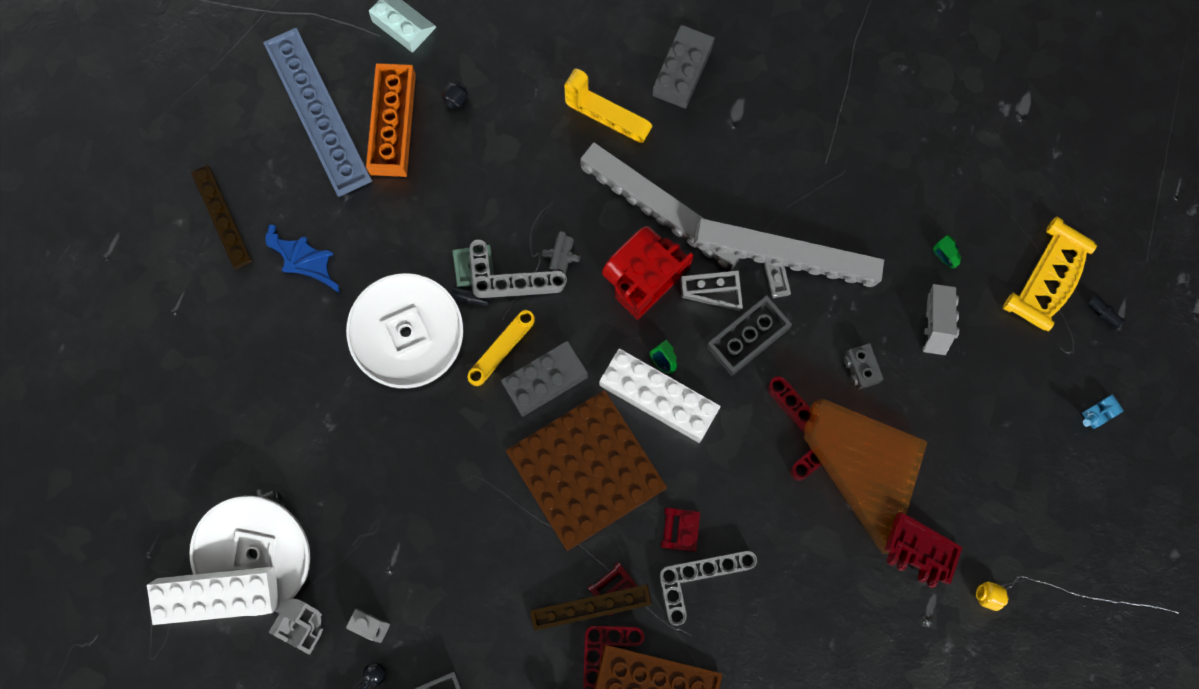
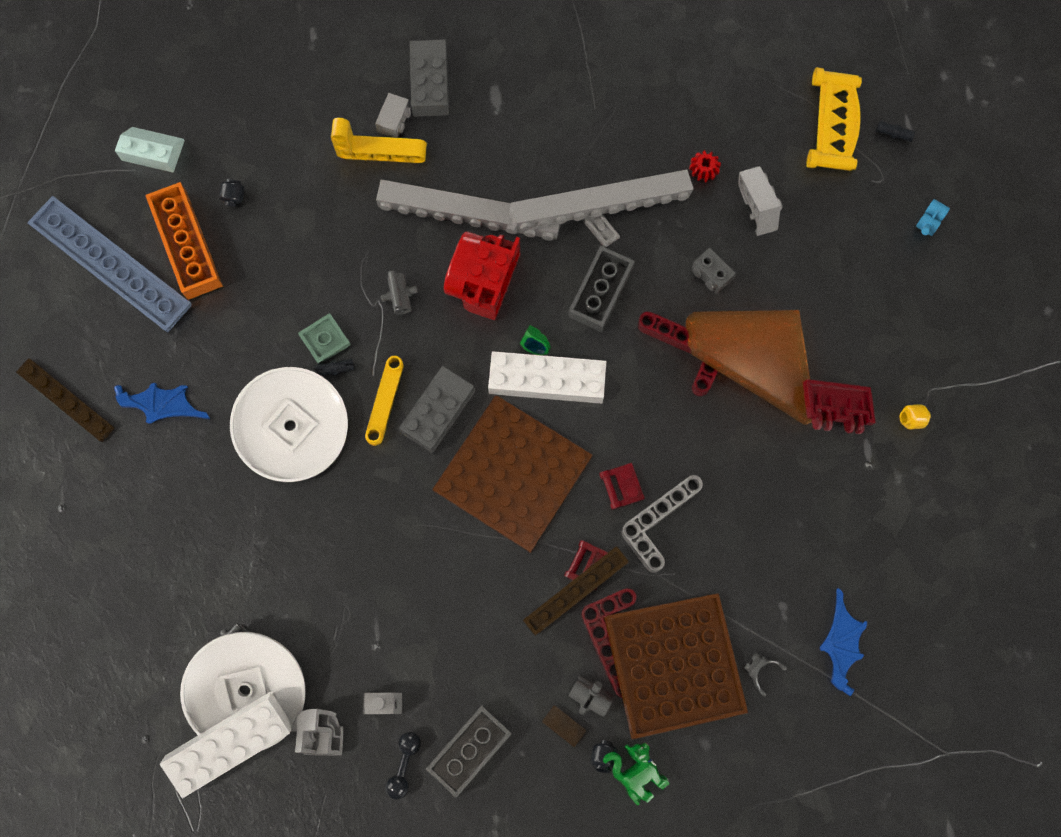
camera: 25 degrees left, 0 degrees up
(509, 279) = (362, 336): light grey beam -> none
(633, 87) = (393, 115): none -> light grey brick
(714, 289) = (550, 262): light grey wedge -> none
(900, 269) = (705, 172): none -> red gear
(948, 251) = (738, 139): green rock -> none

